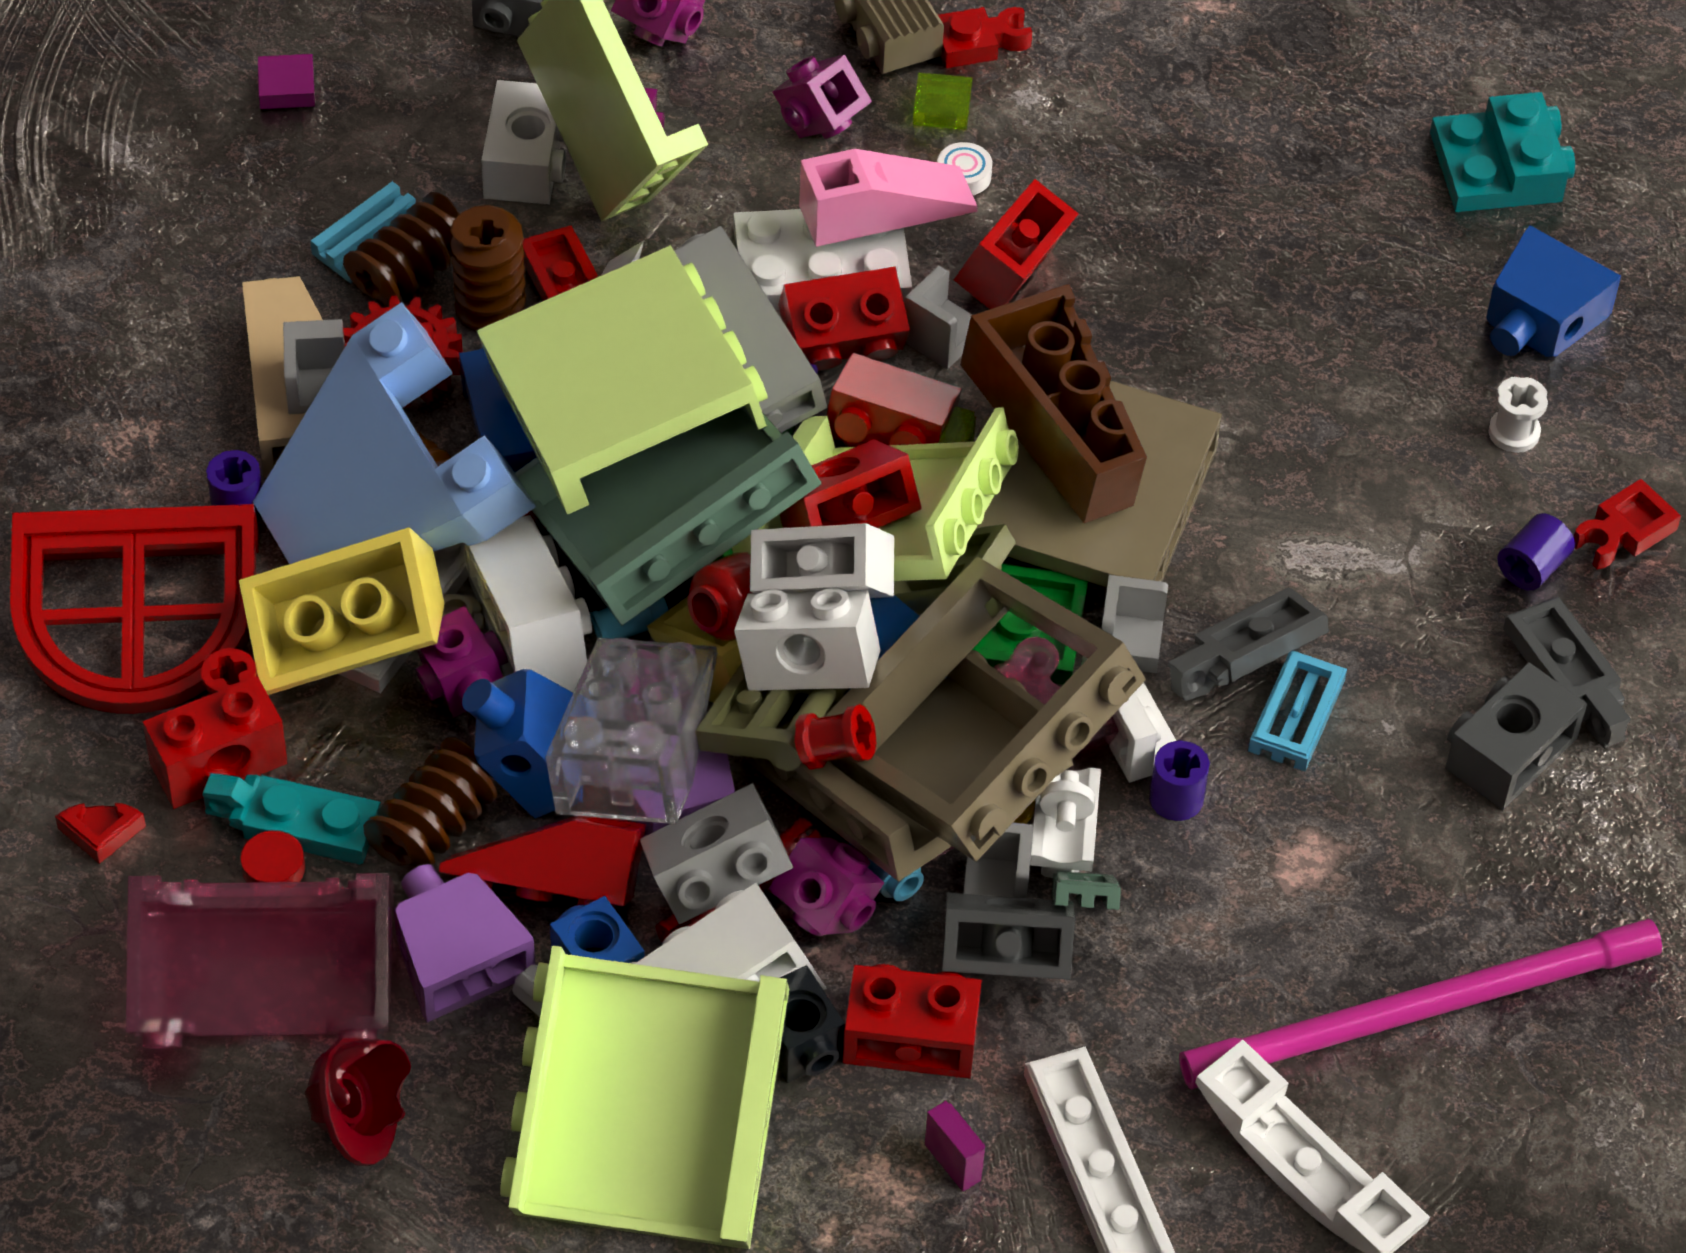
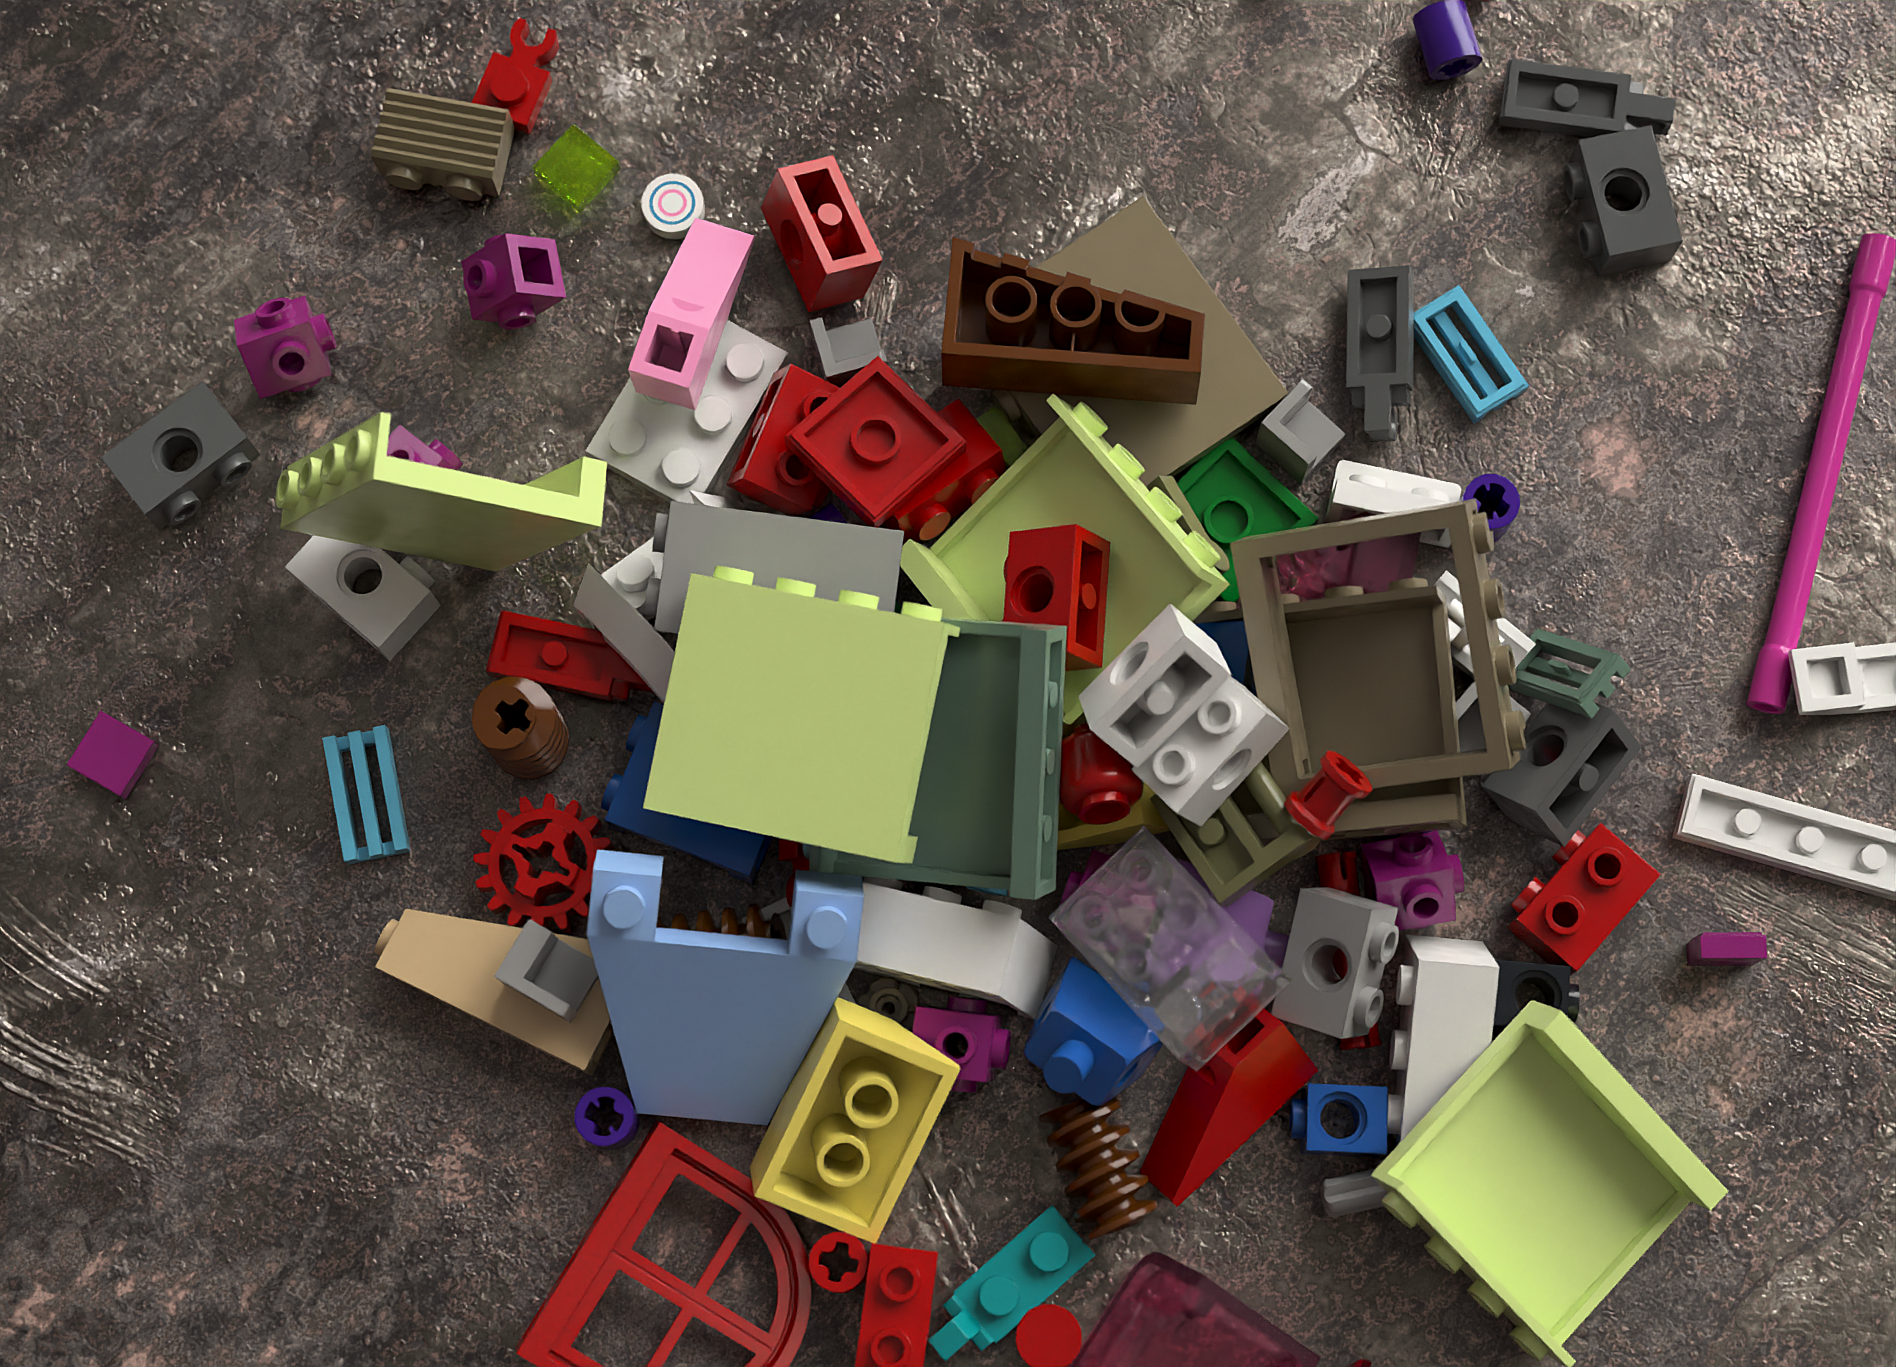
camera: 50 degrees left, 25 degrees up
(404, 250) = (429, 781): reddish brown piece -> none
(457, 940) = (1248, 1233): medium lavender torso -> none
(878, 343) = (875, 443): none -> red tile

